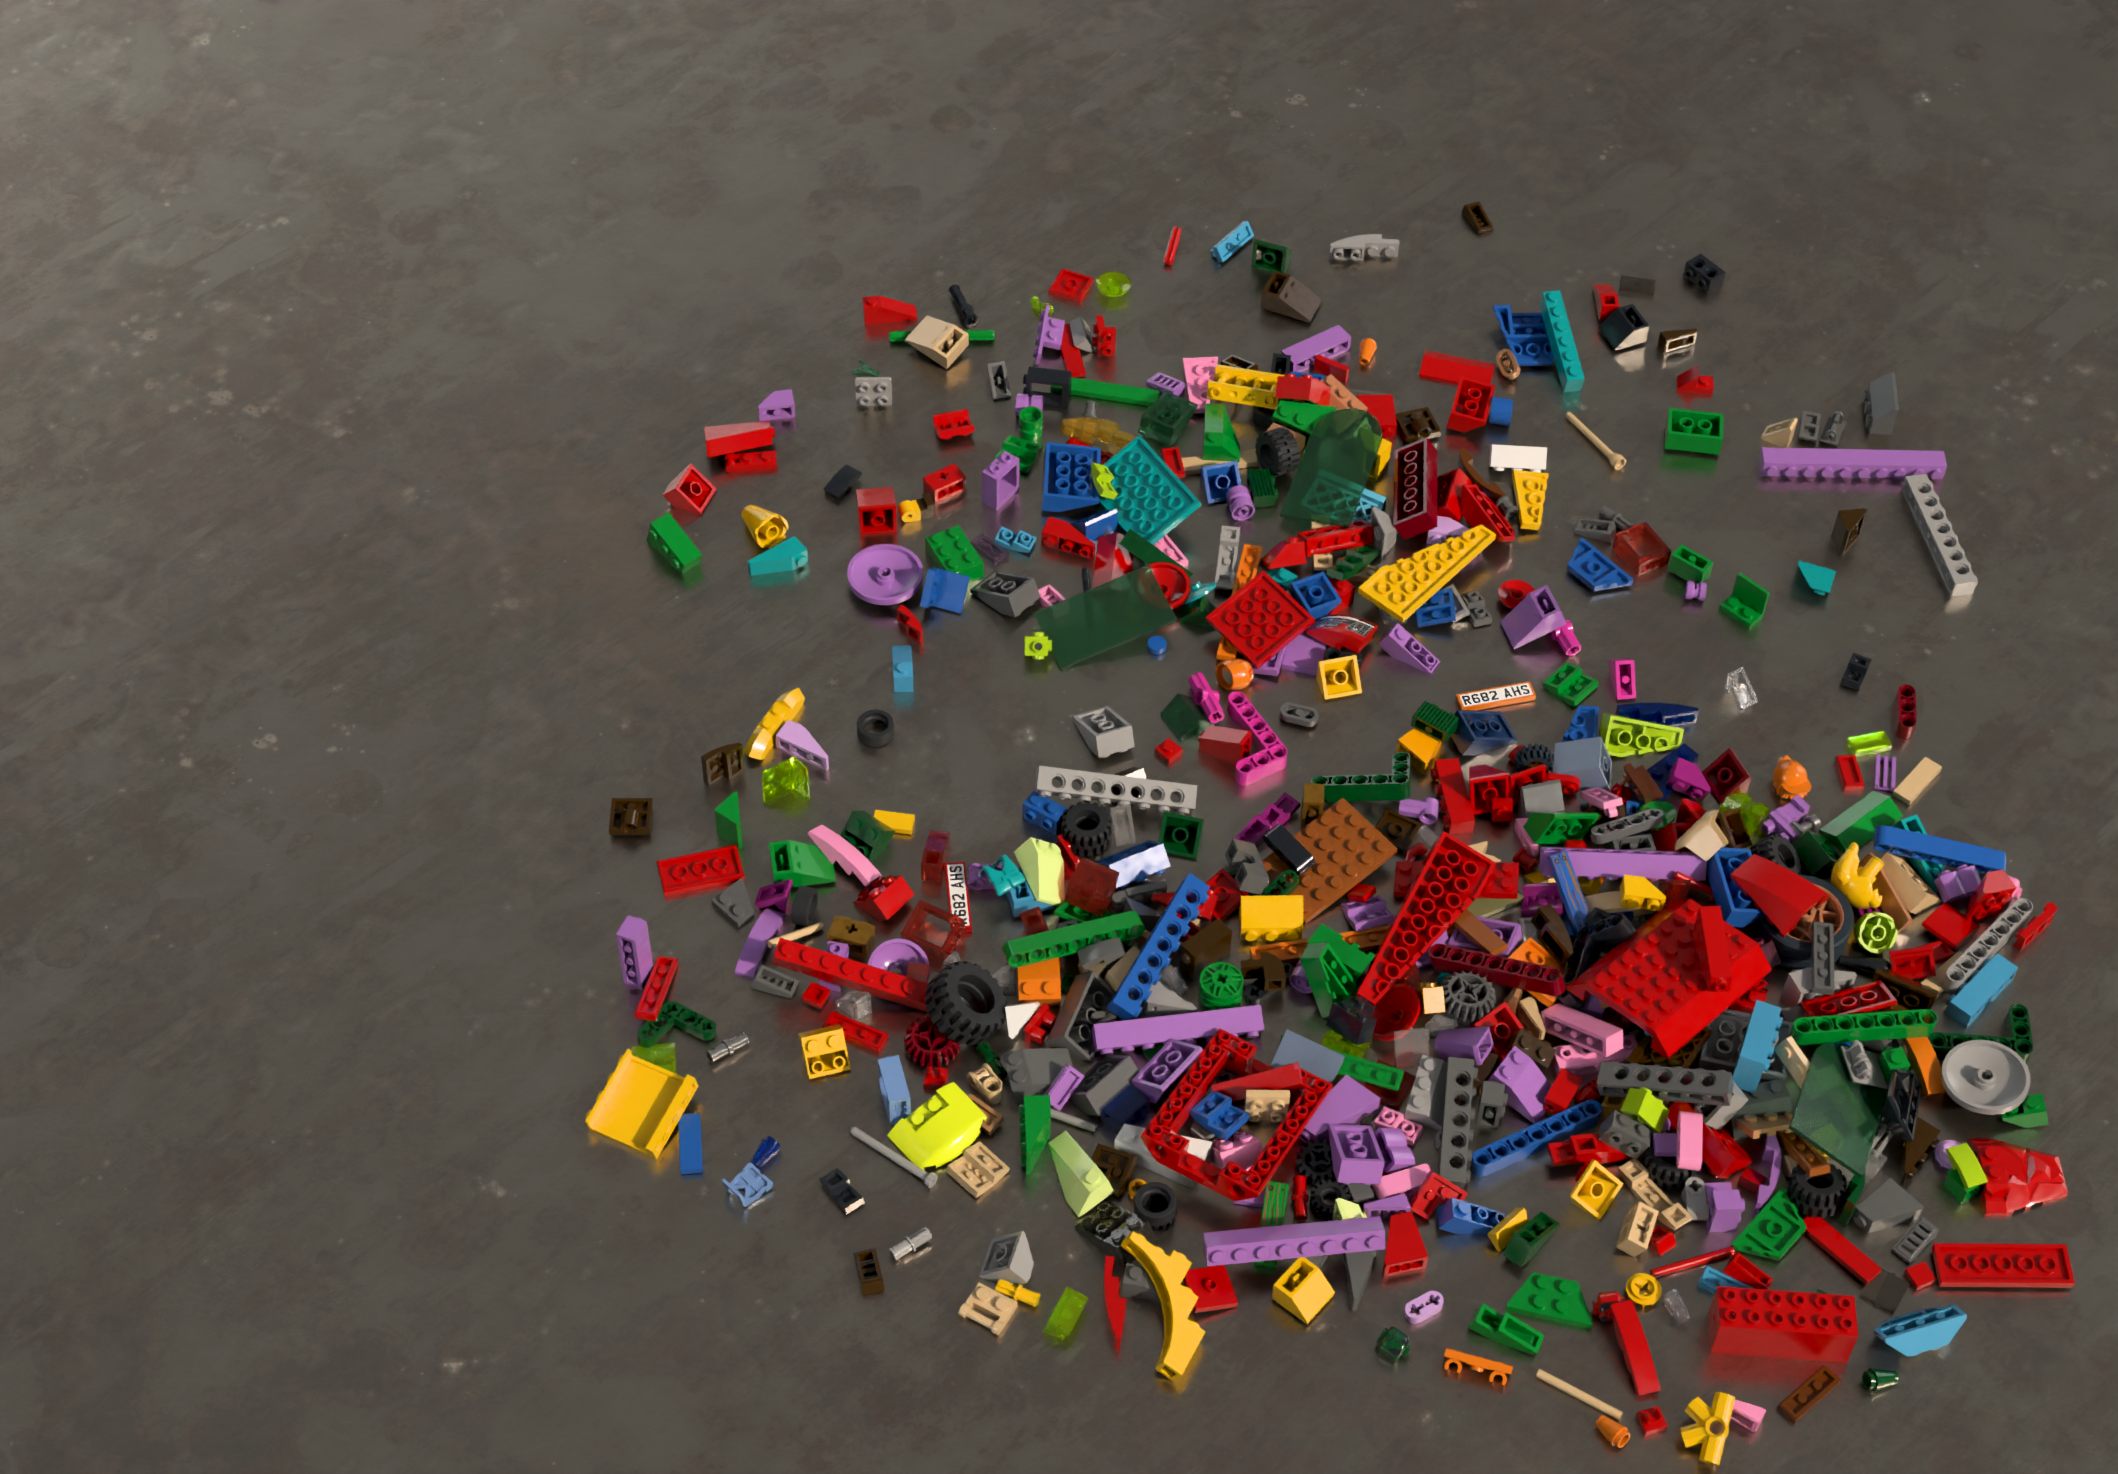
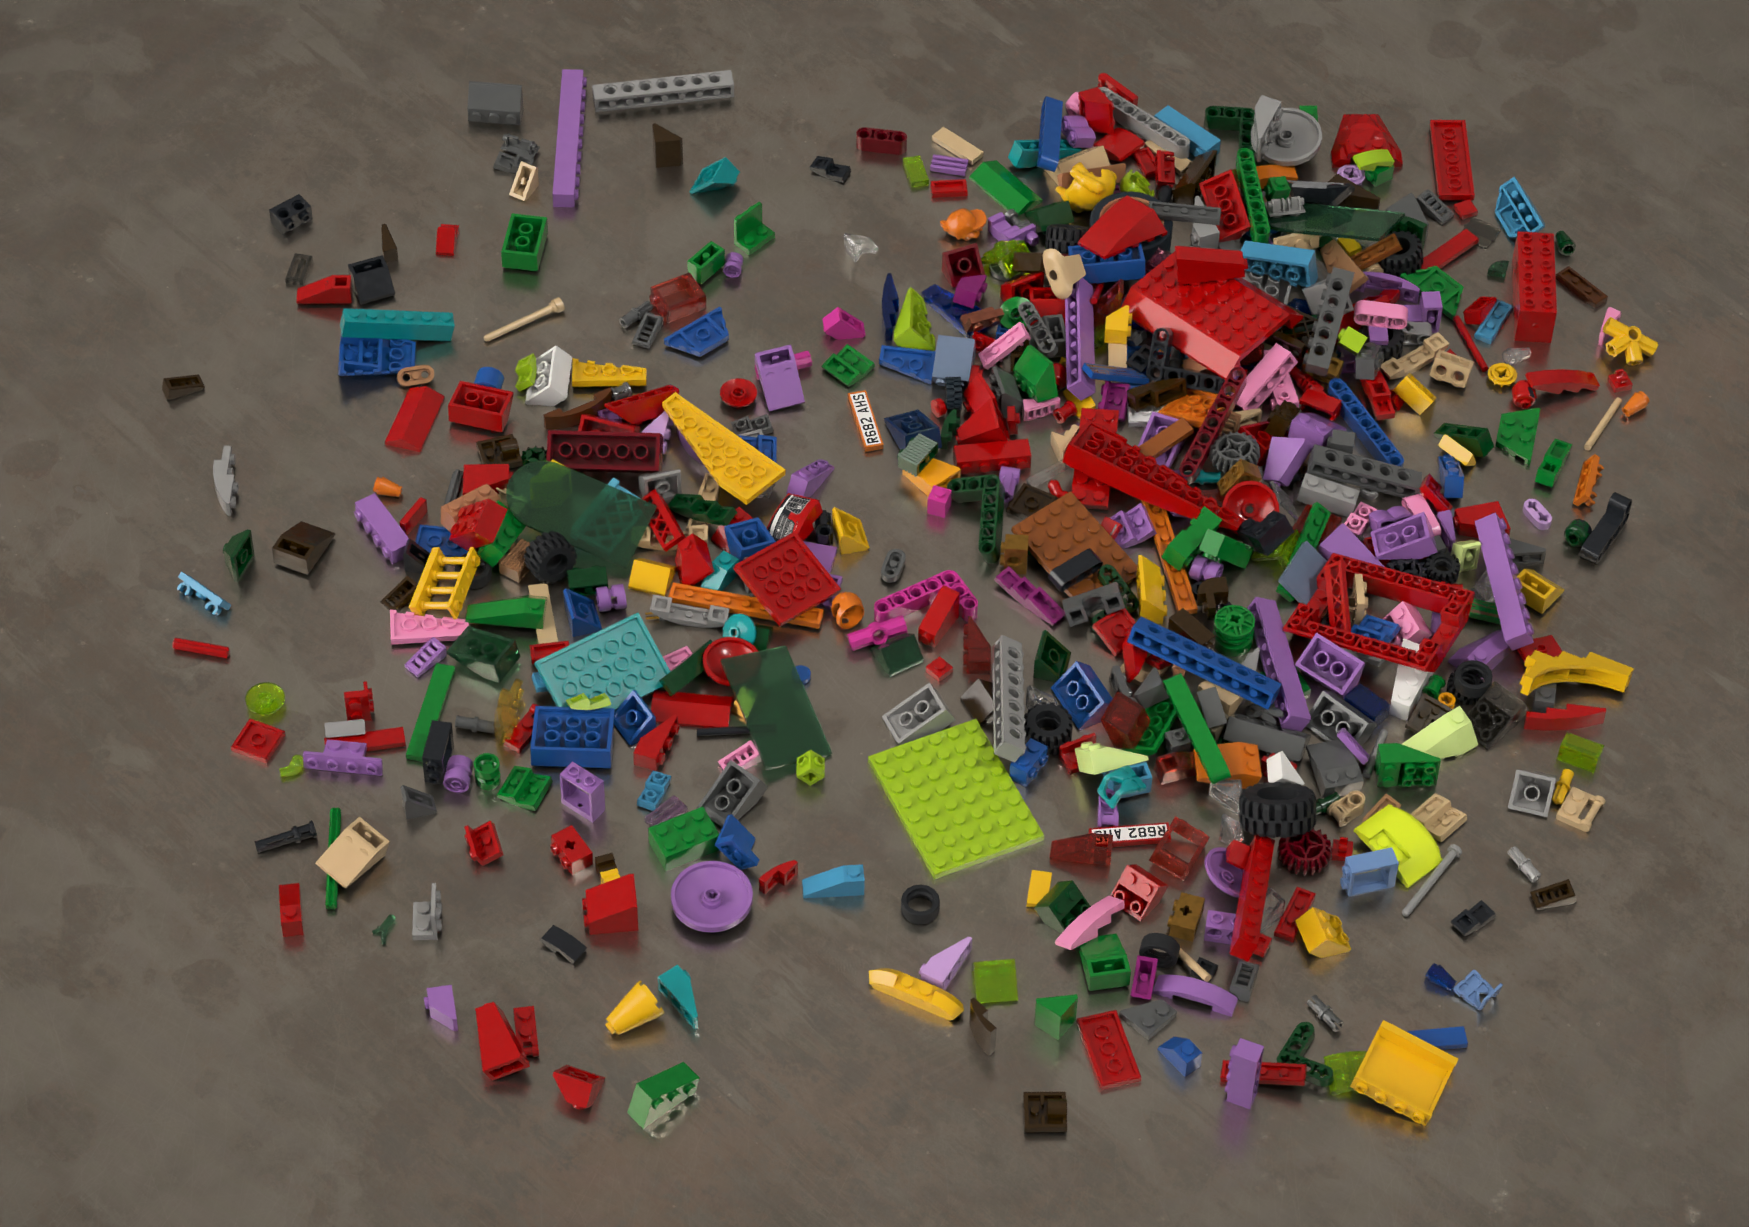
camera: 90 degrees left, 0 degrees up
(685, 924) = (1182, 1054): none -> blue slope
(992, 760) = (955, 798): none -> lime plate
(1153, 1175) = (1434, 686): none -> green bush
(1196, 774) = (978, 650): none -> clear red slope
(1198, 1218) = (1489, 650): none -> medium lavender wedge
(1273, 531) = (651, 576): none -> yellow slope
(1384, 749) = (939, 501): none -> dark pink brick
(1397, 1373) = (1607, 528): none -> black beam
(1481, 756) = (949, 428): none -> dark green slope
(1526, 440) = (526, 371): none -> lime slope
(1976, 1038) = (1266, 124): none -> light grey slope

